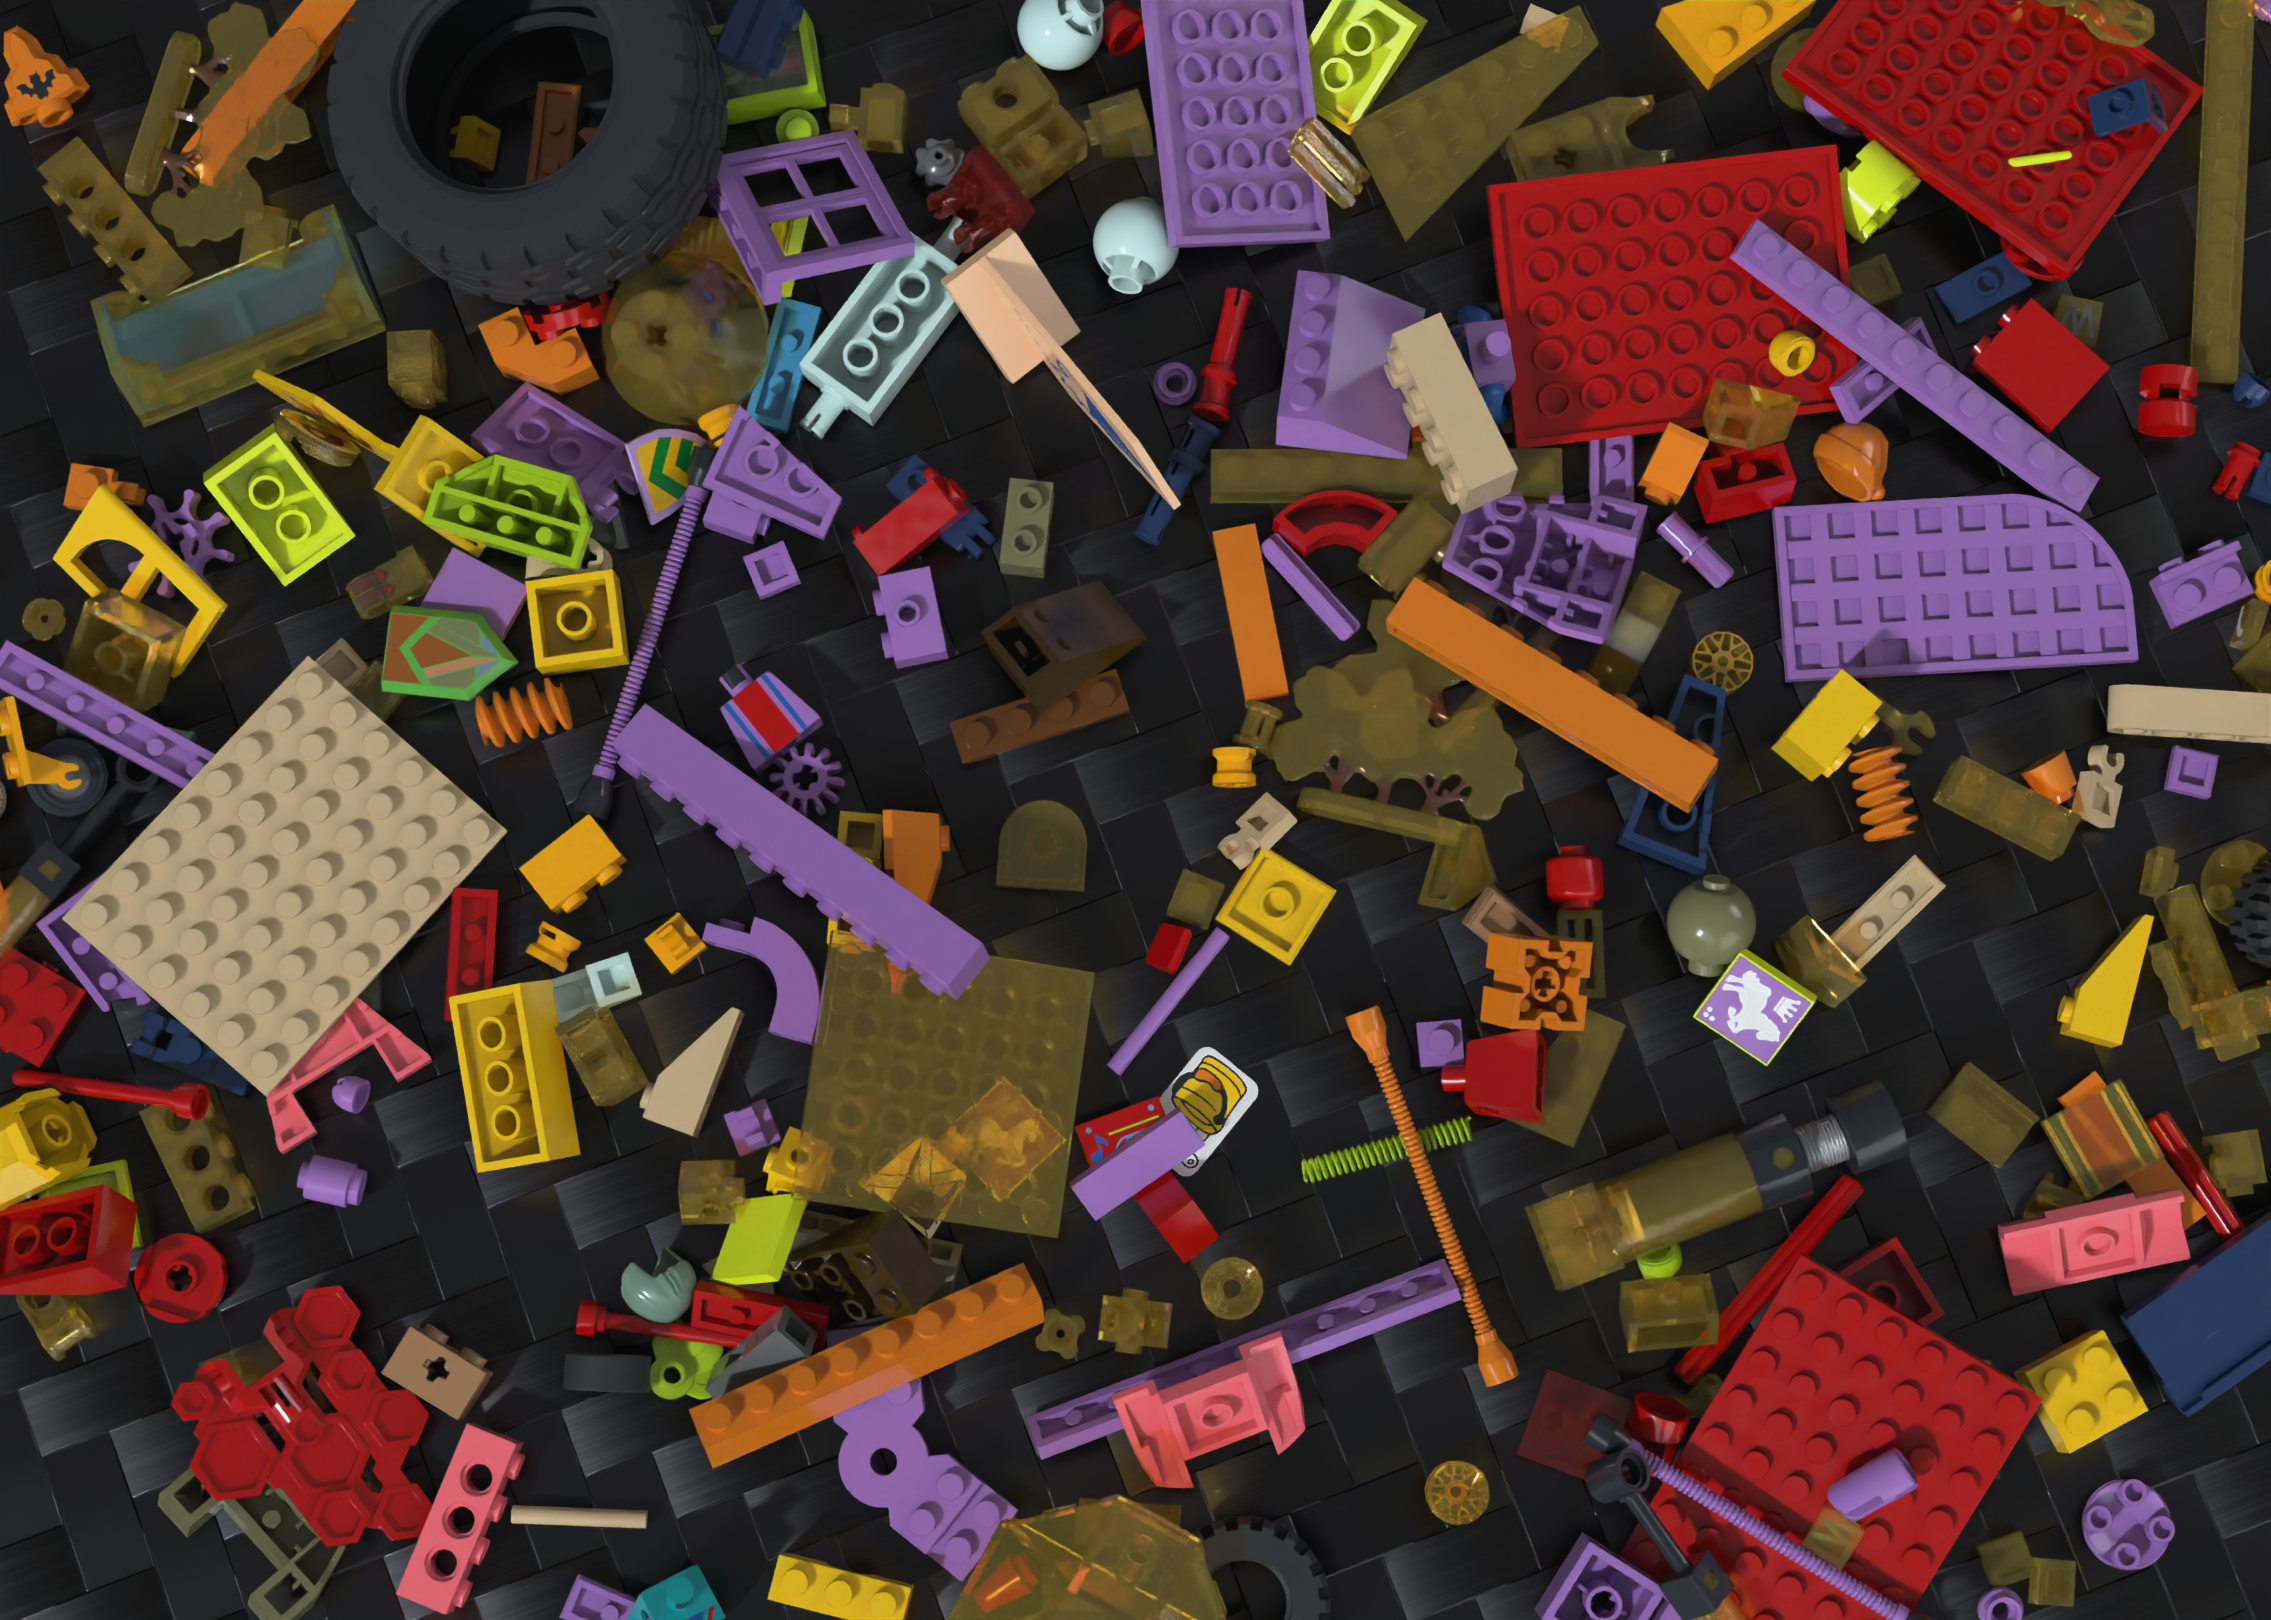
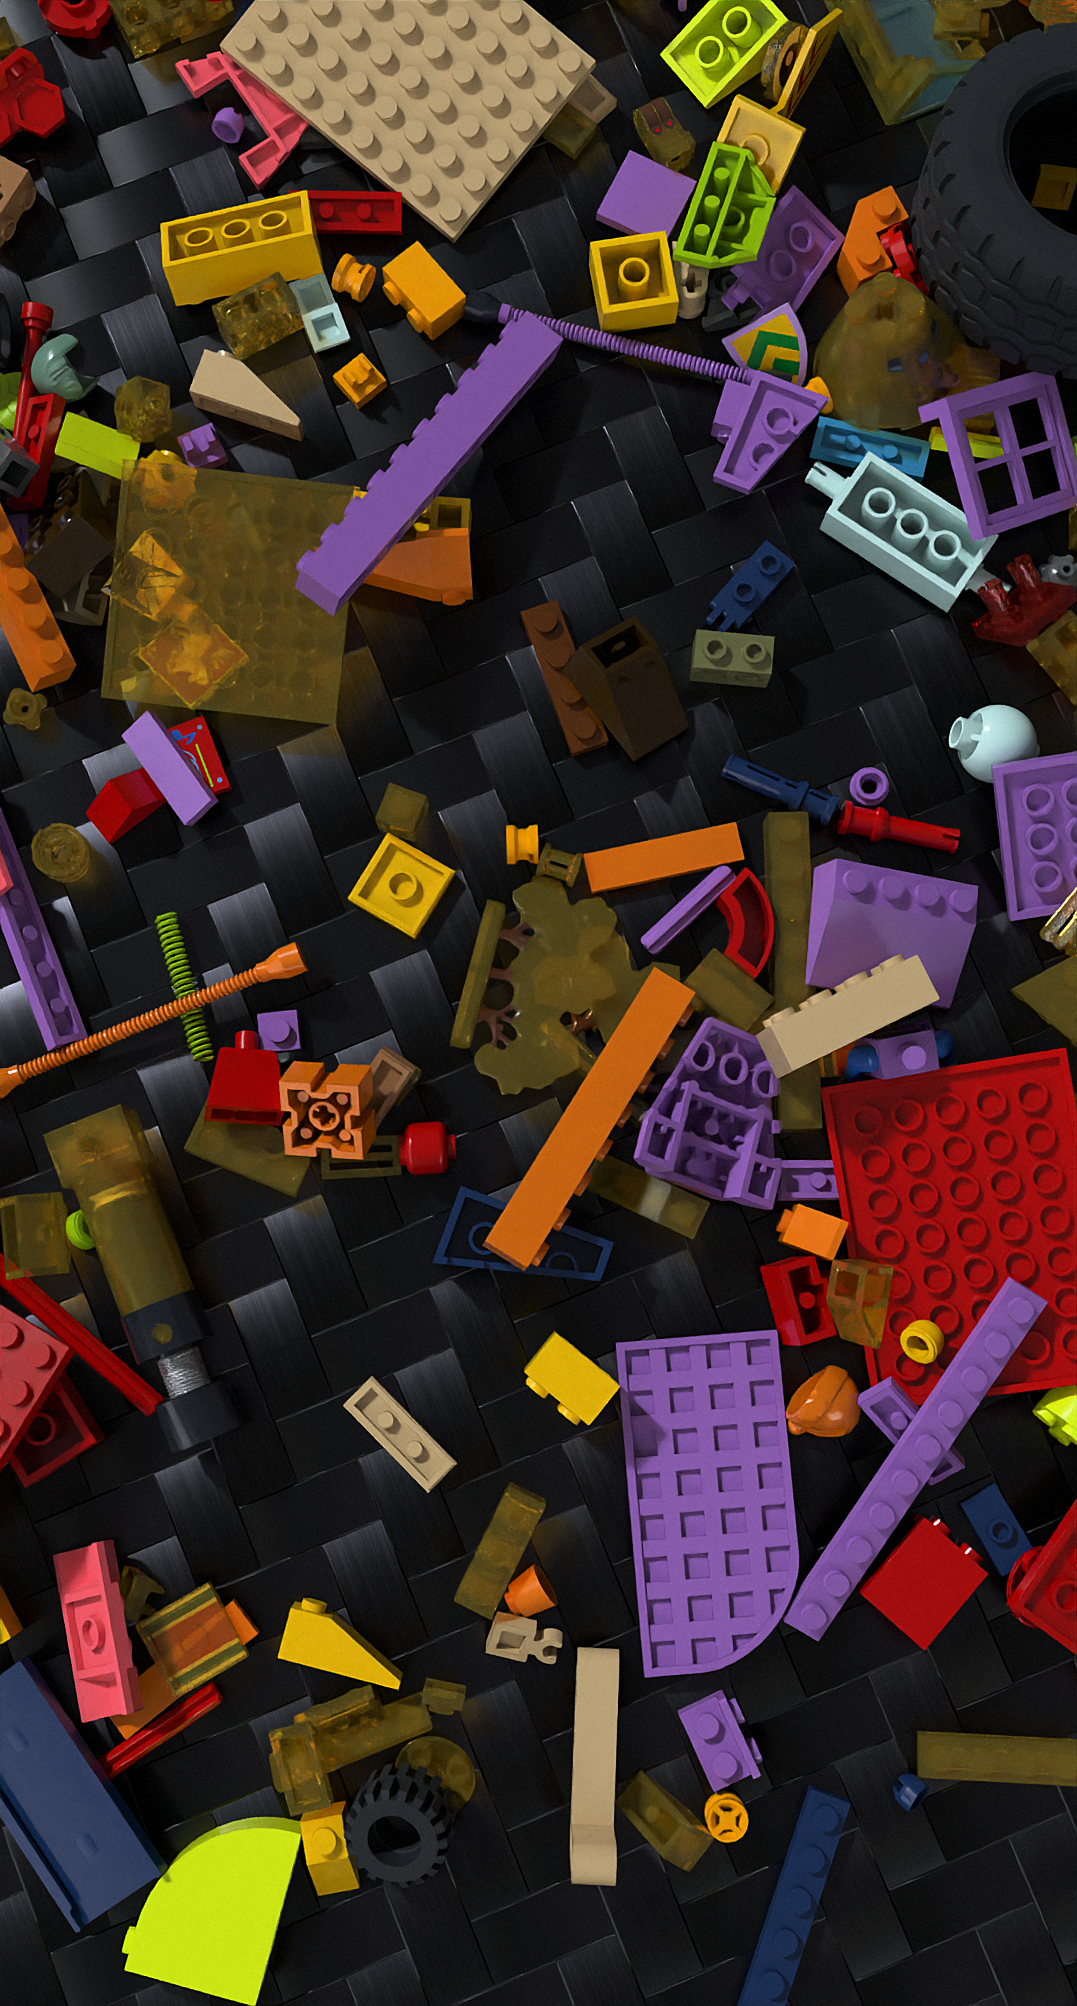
camera: 85 degrees right, 0 degrees up
(332, 1181) = (154, 111): medium lavender brick -> none
(417, 368) = (851, 139): clear yellow brick -> none
(442, 653) = (603, 173): tile -> none
(522, 713) = (554, 244): orange piece -> none
(765, 716) = (555, 443): torso -> none
(771, 570) = (686, 446): medium lavender plate -> none
(793, 971) = (347, 463): medium lavender arch -> none
(796, 770) = (501, 465): medium lavender gear -> none
(911, 617) = (648, 563): medium lavender brick -> none
(912, 524) = (730, 556): red brick -> none
(1027, 323) = (912, 648): light nougat piece -> none
(1042, 848) = (447, 683): clear yellow tile -> none
(1134, 1321) = (30, 766): clear yellow brick -> none
(1168, 1001) = (314, 794): medium lavender bar -> none
(1169, 947) = (360, 794): red slope -> none
(1213, 1100) = (228, 832): sticker -> none
(1259, 826) = (466, 868): tan plate -> none
(1457, 873) = (428, 1045): clear yellow slope -> none
(1695, 550) = (734, 1257): medium lavender axle -> none
(1711, 924) = (385, 1271): olive brick -> none
(1722, 661) = (629, 1281): wheel -> none
(1755, 1006) = (311, 1313): tile -> none
(1818, 962) = (352, 1371): clear yellow slope -> none
(1874, 280) = (996, 1423): clear yellow plate -> none
(1882, 793) = (511, 1432): orange piece -> none
(1901, 725) = (581, 1448): clear yellow bar -> none
(1983, 1115) = (217, 1528): clear yellow plate -> none
(2079, 317) = (972, 1622): clear yellow tile -> none
(2167, 415) = (880, 1708): red wheel -> none
(2191, 772) = (540, 1728): medium lavender tile -> none
(2236, 1161) = (173, 1768): clear yellow brick -> none
(2237, 468) = (833, 1777): red pin -> none
(2249, 624) = (682, 1787): clear yellow tile -> none

